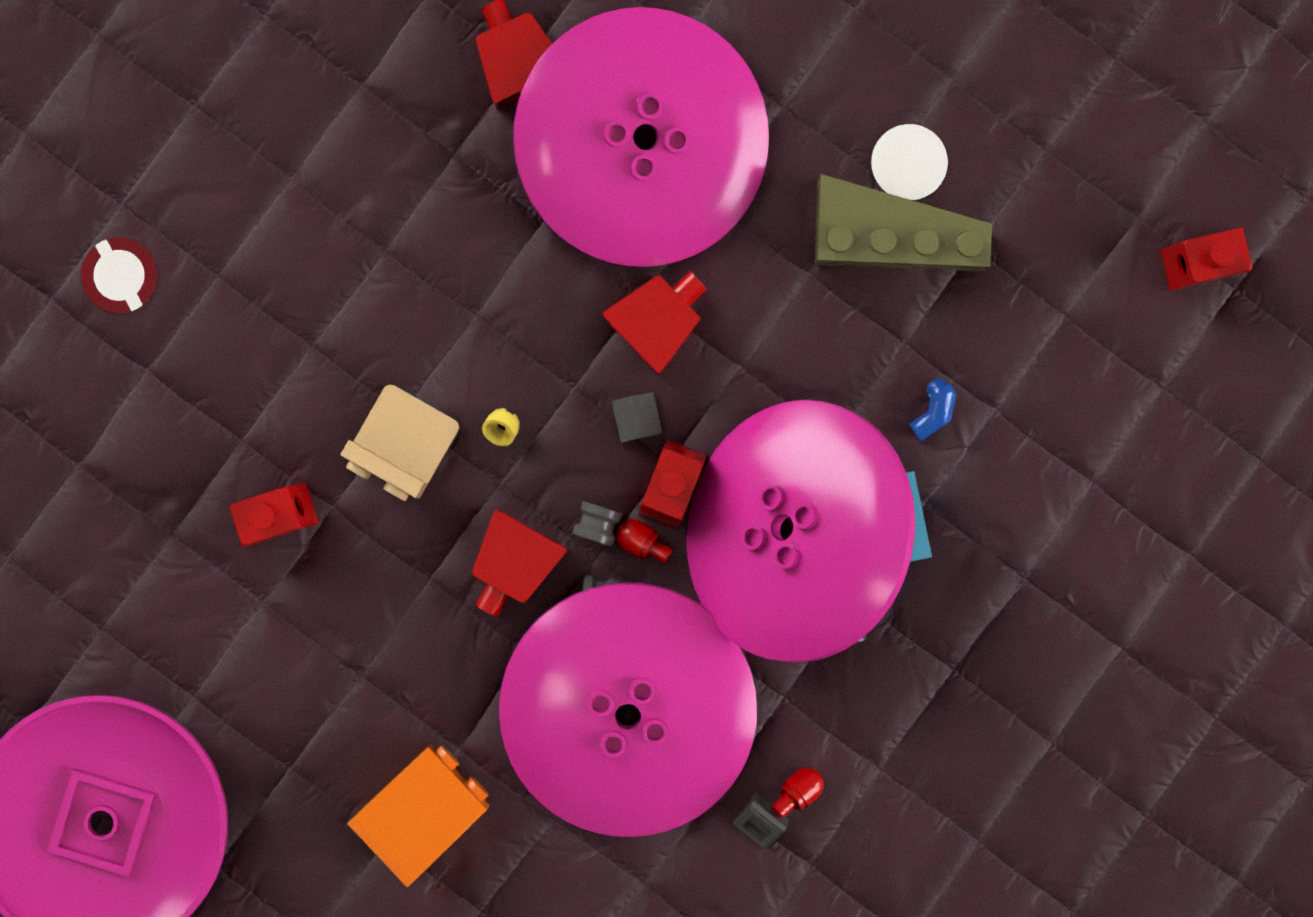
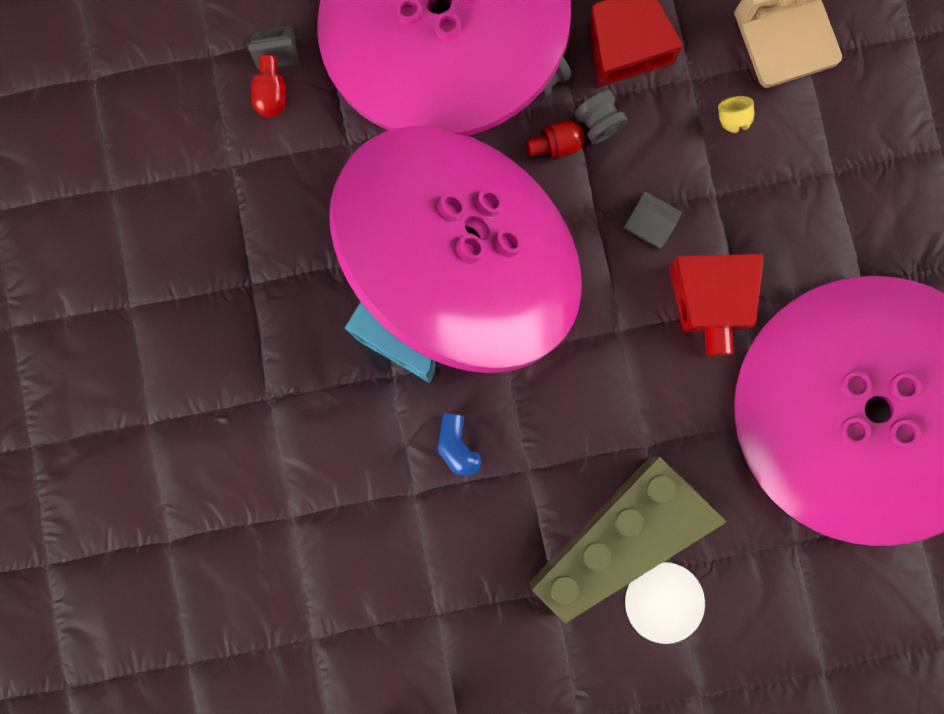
camera: 130 degrees right, 5 degrees down
(672, 484) = (583, 194): red torso -> none

